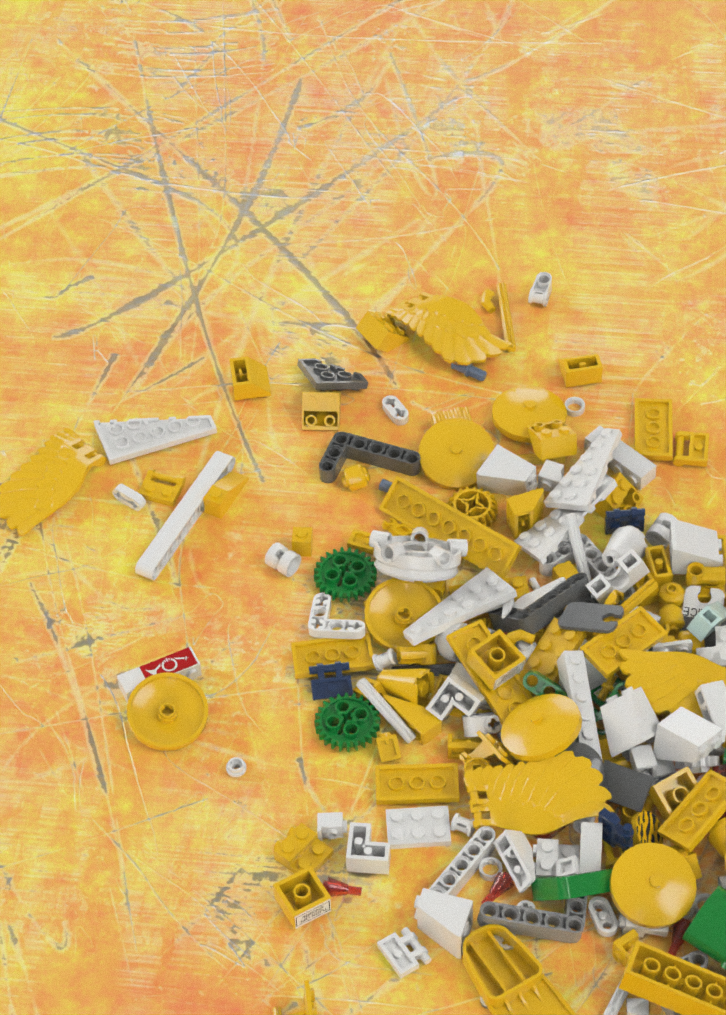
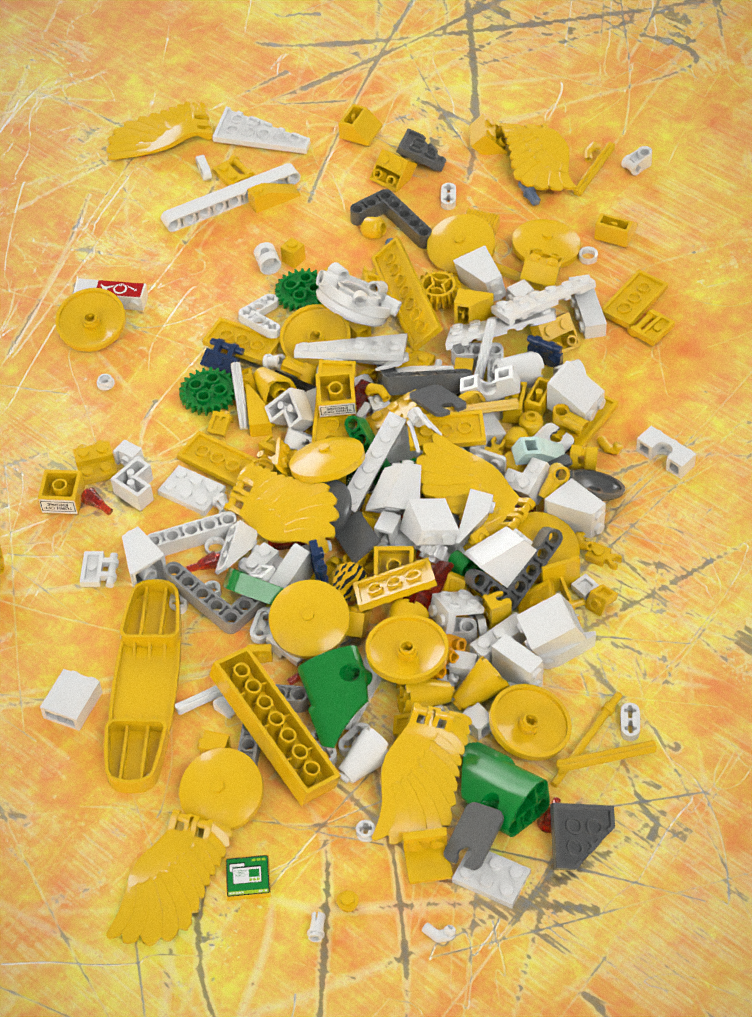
camera: 35 degrees right, 0 degrees up
(596, 644) = (418, 419): none -> white plant

